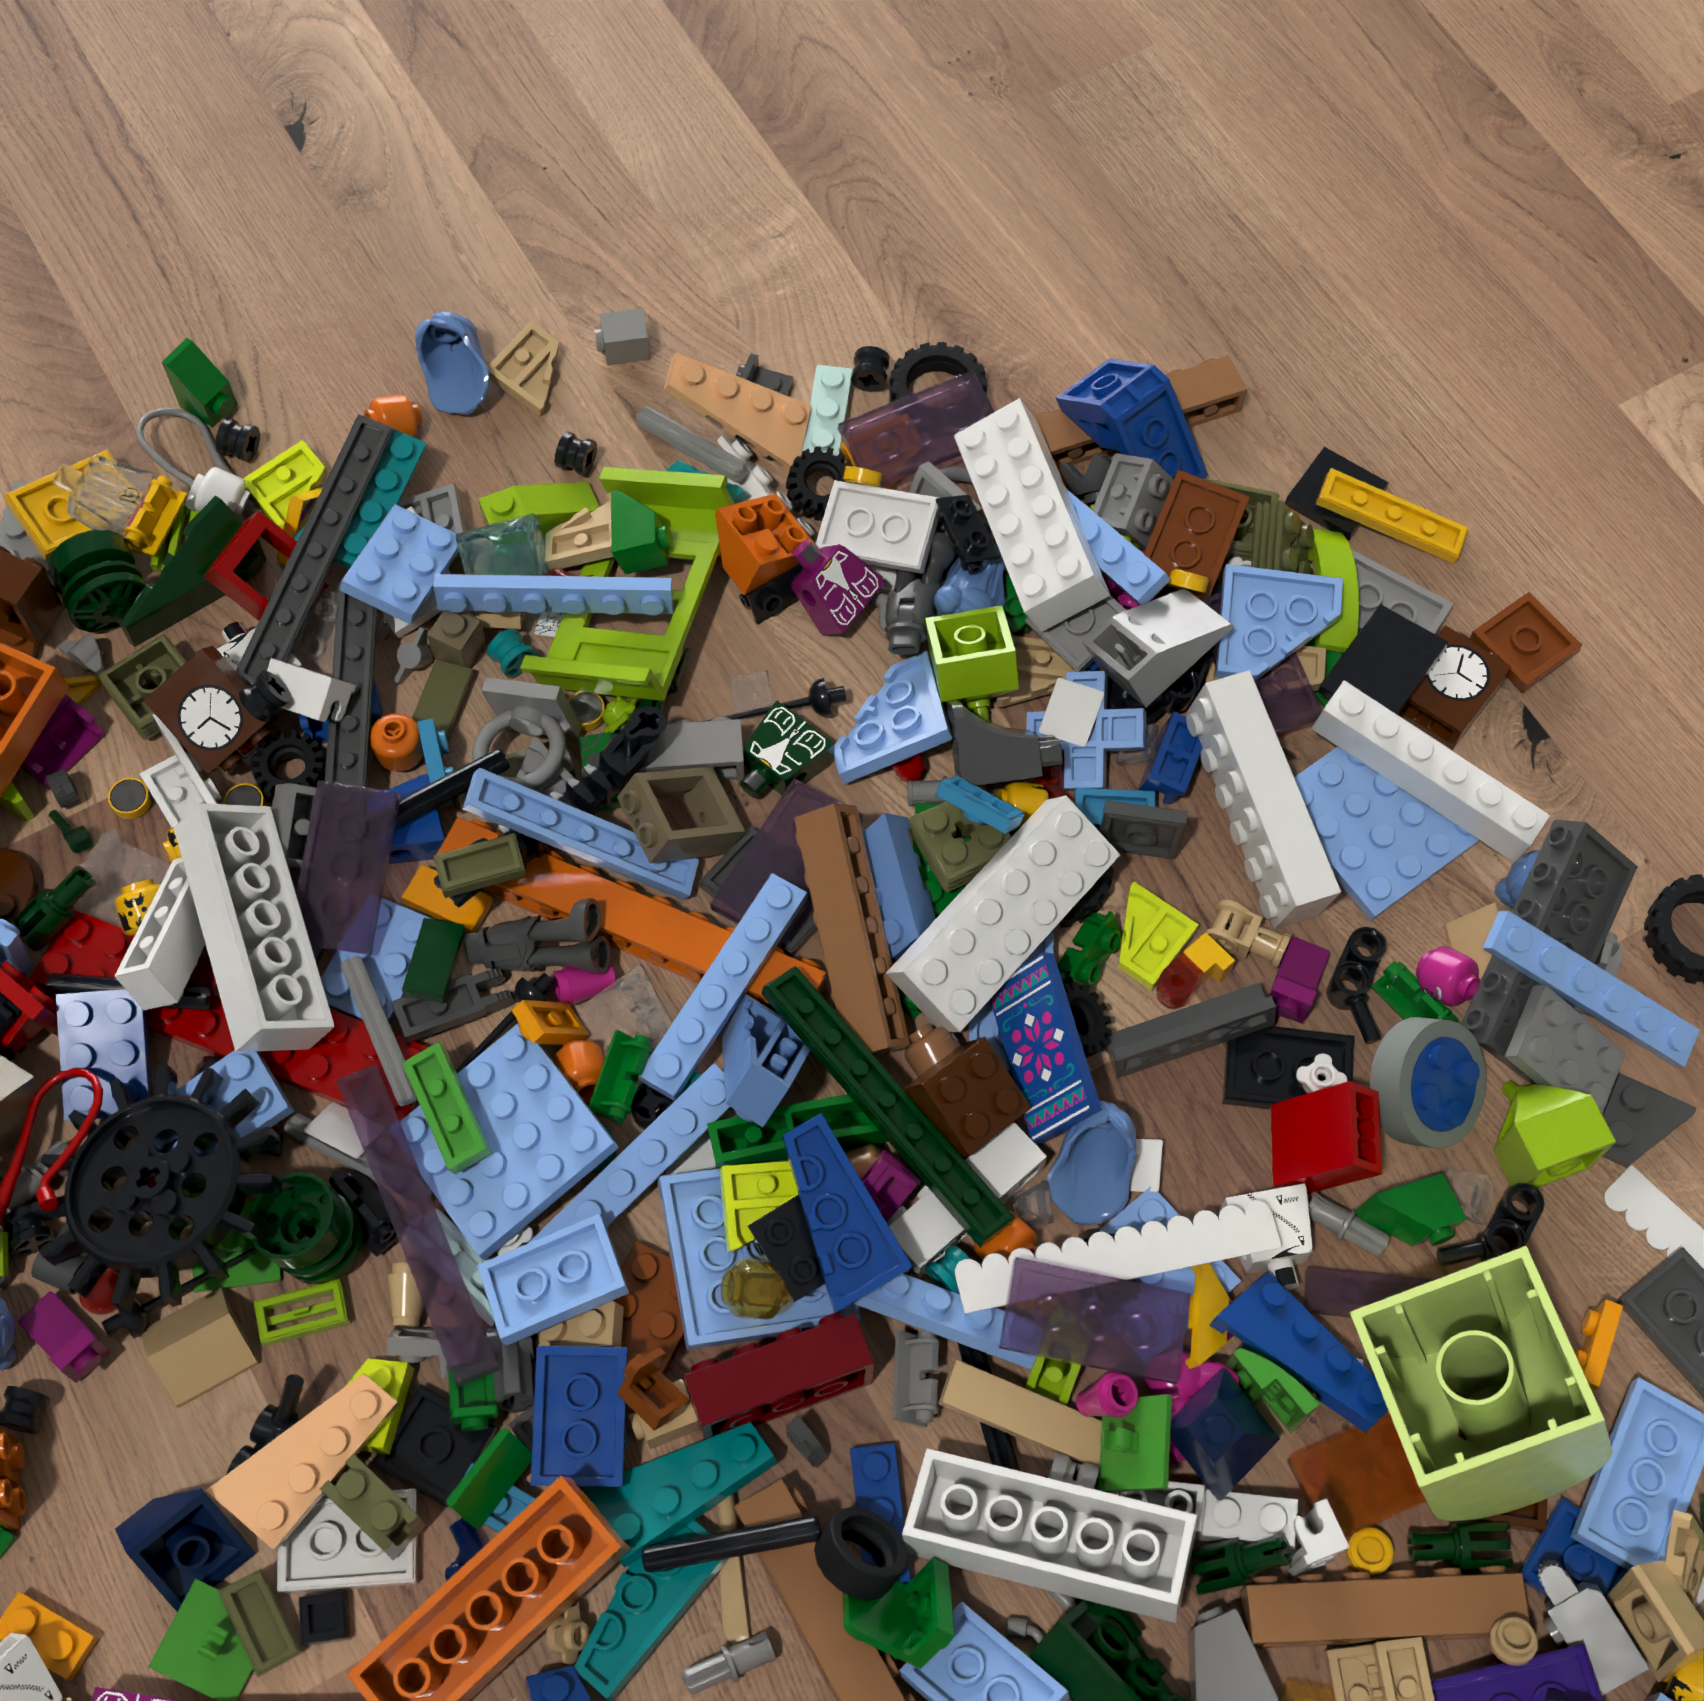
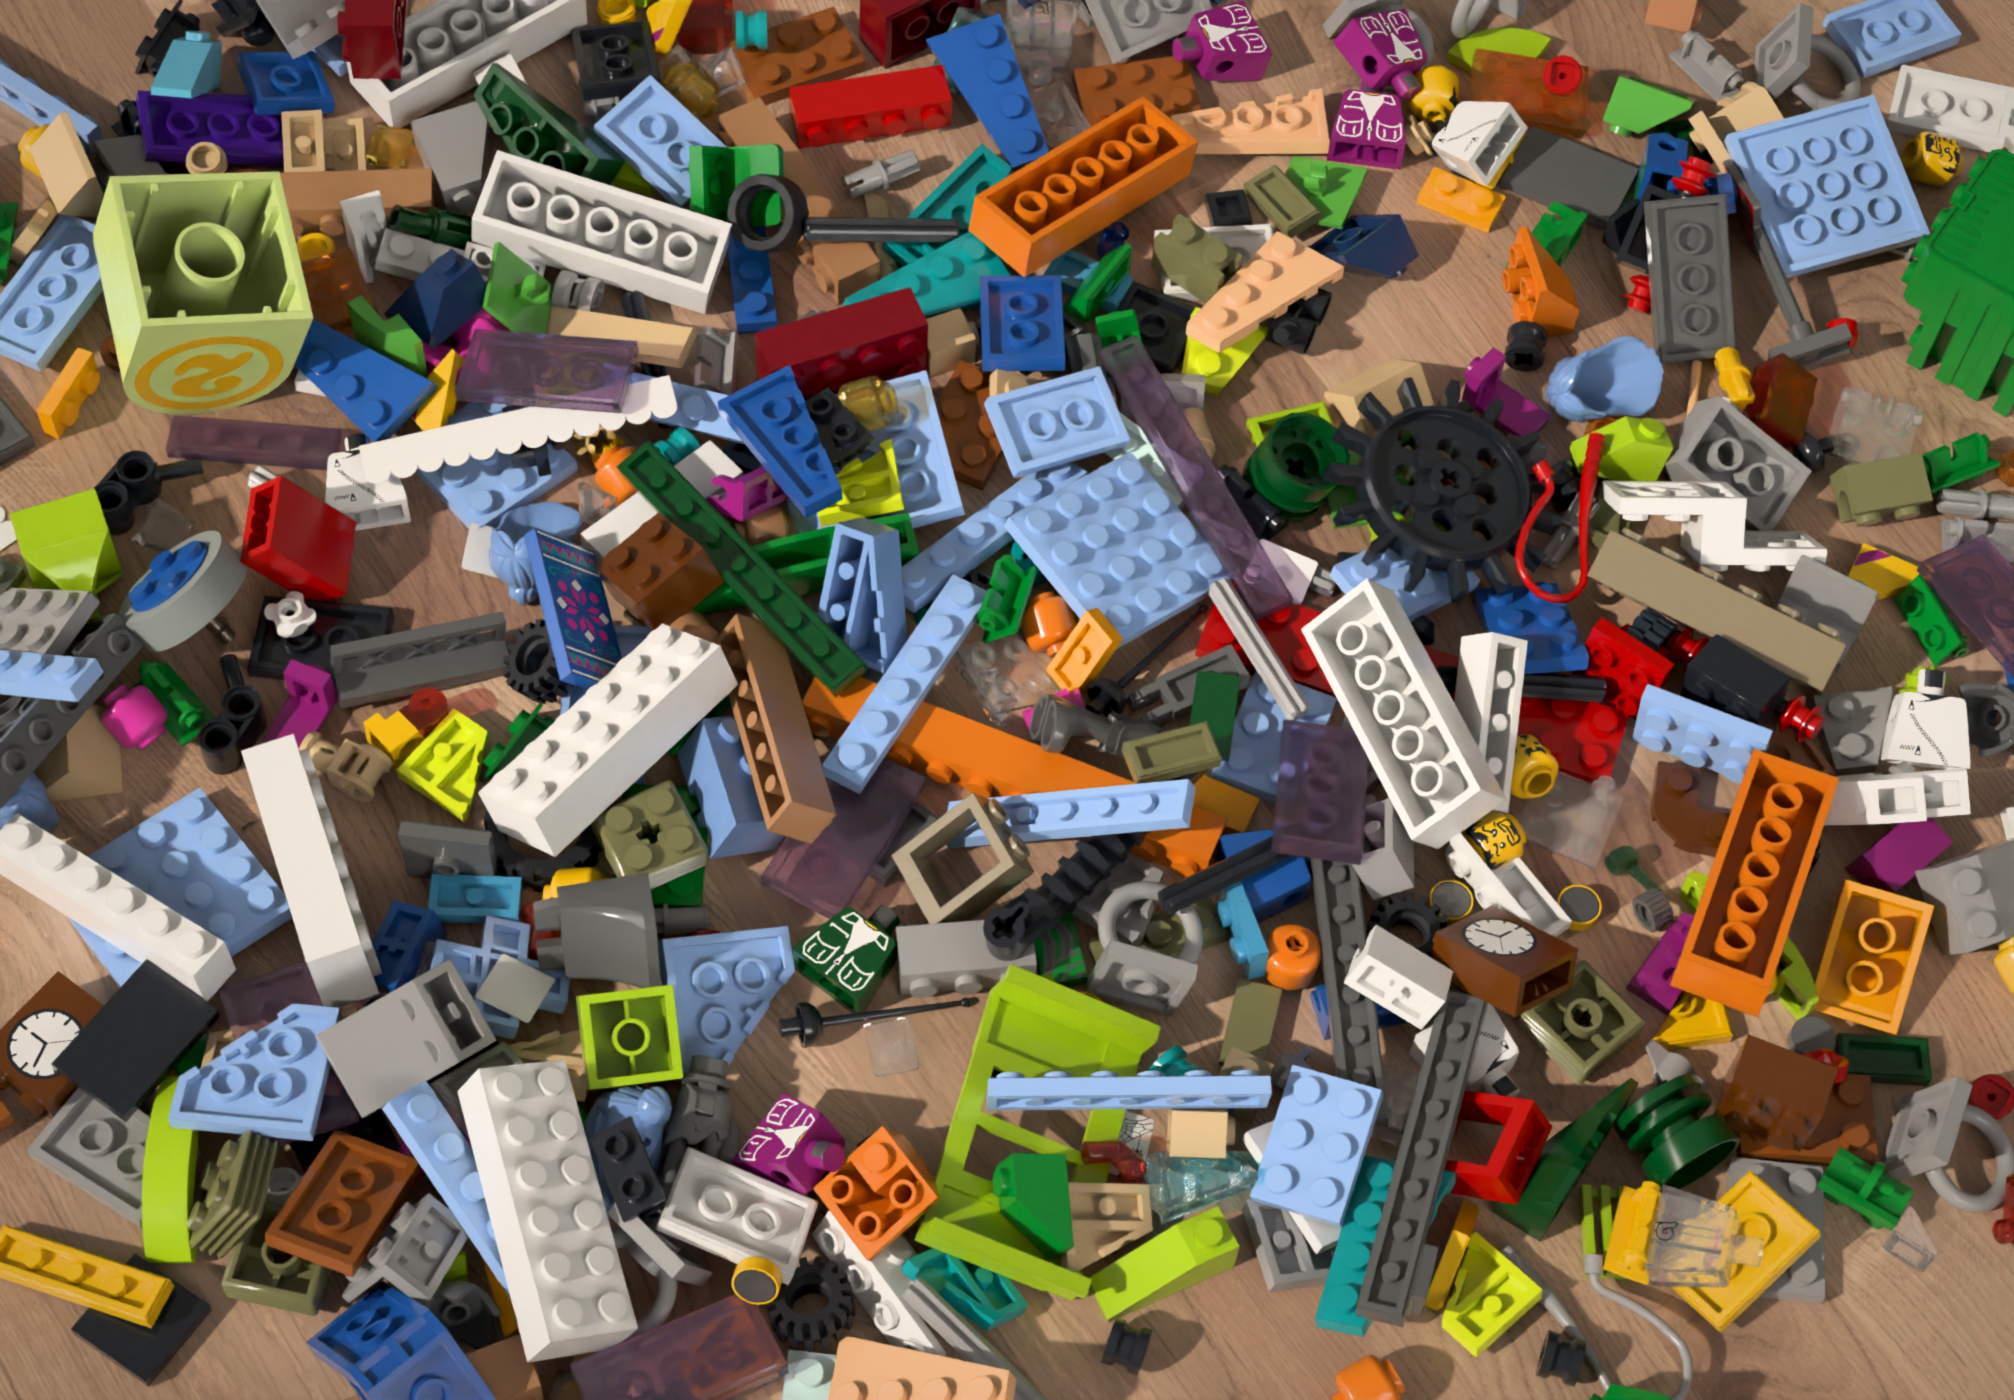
camera: 175 degrees right, 5 degrees down
(52, 909) = (1621, 762): dark green arm -> none
(223, 485) = (1560, 1256): white head -> none
(265, 696) = (1452, 950): black wheel -> none
(446, 1108) = (1177, 560): bright green plate -> none
(650, 1391) = (957, 325): dark orange bracket -> none
(979, 805) = (630, 834): dark azure plate -> none
(1109, 1397) = (535, 319): dark pink cone -> none
(1189, 580) = (357, 1128): yellow tile -> none
(1415, 1211) = (213, 497): green slope -> none

